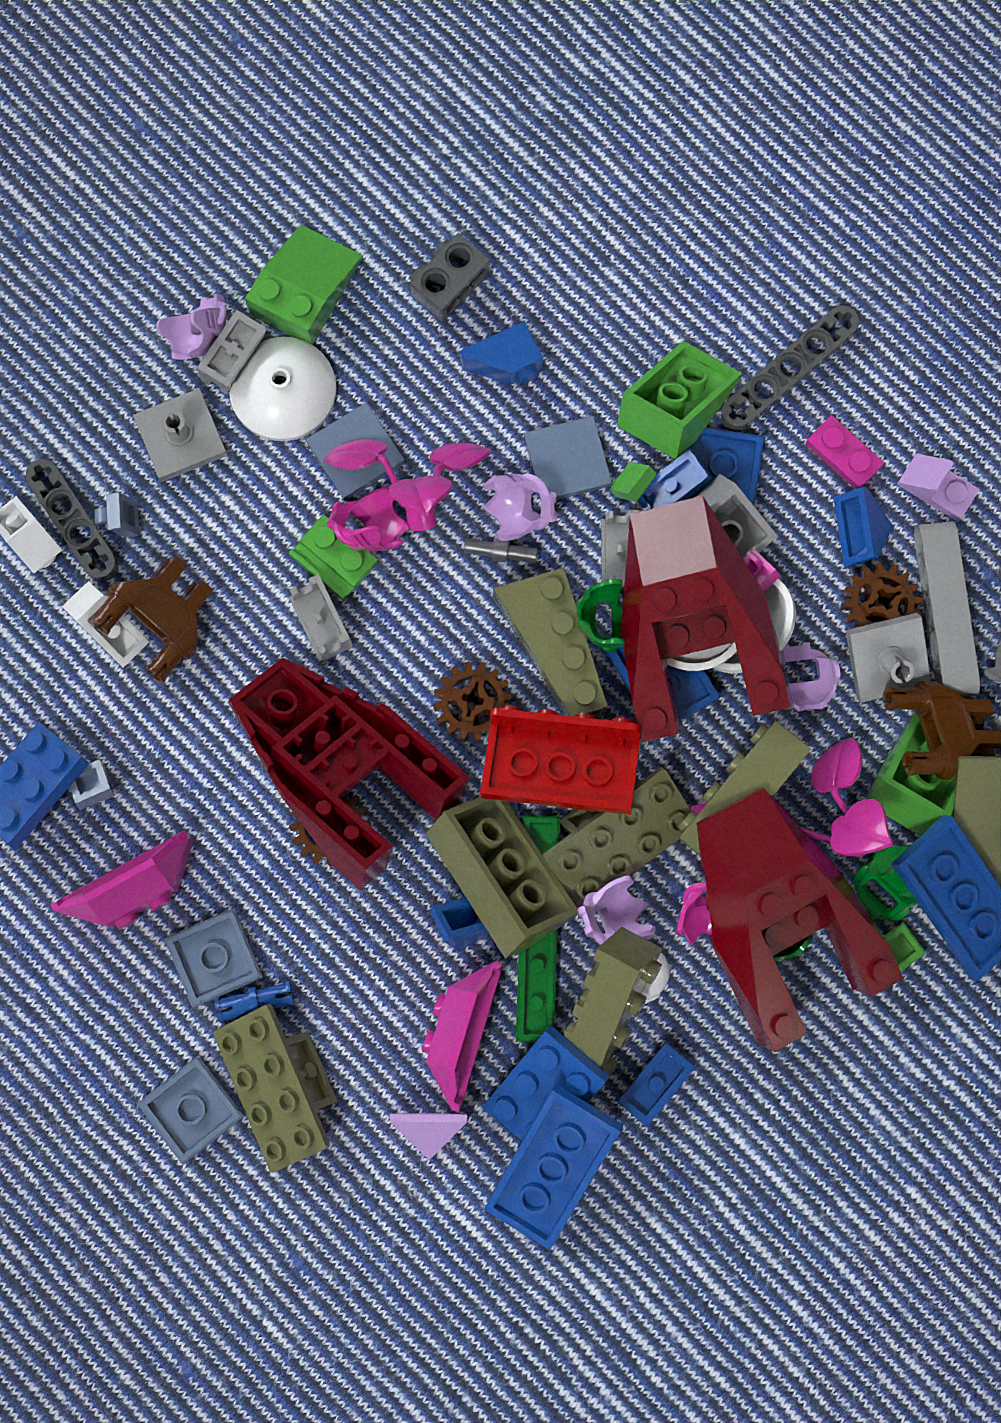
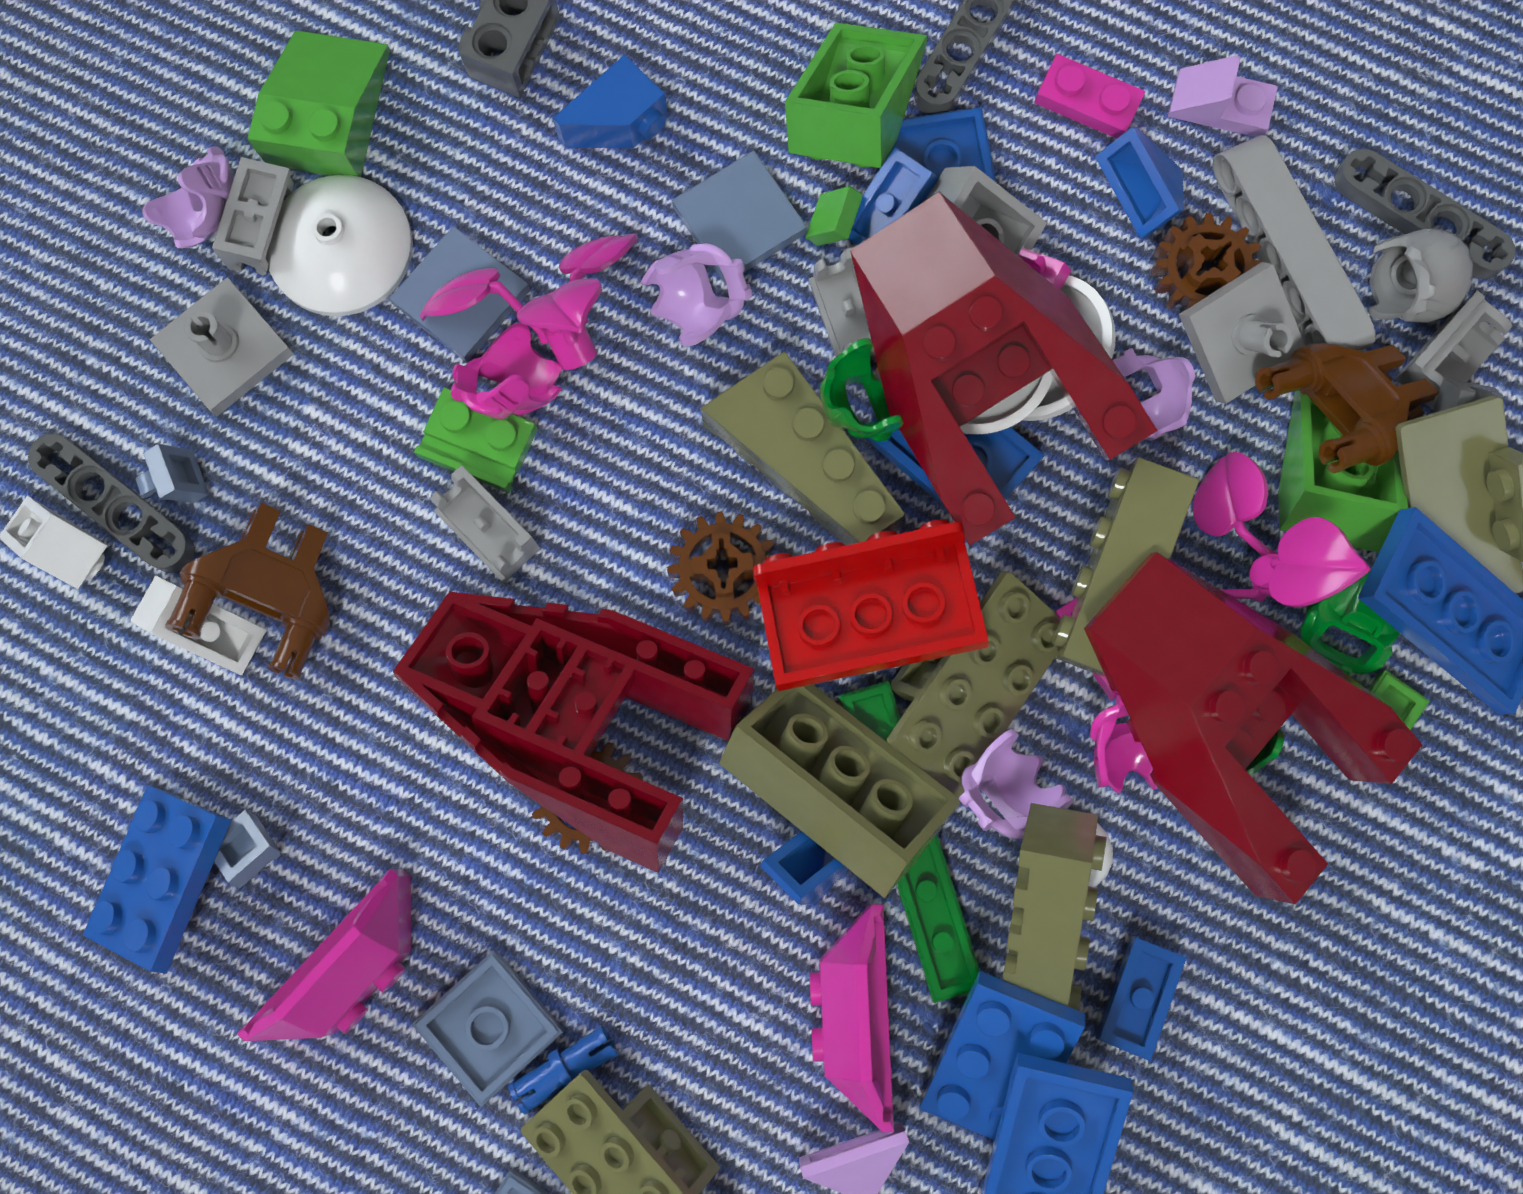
camera: 15 degrees left, 0 degrees up
(500, 550) = (692, 360): flat silver bar -> none

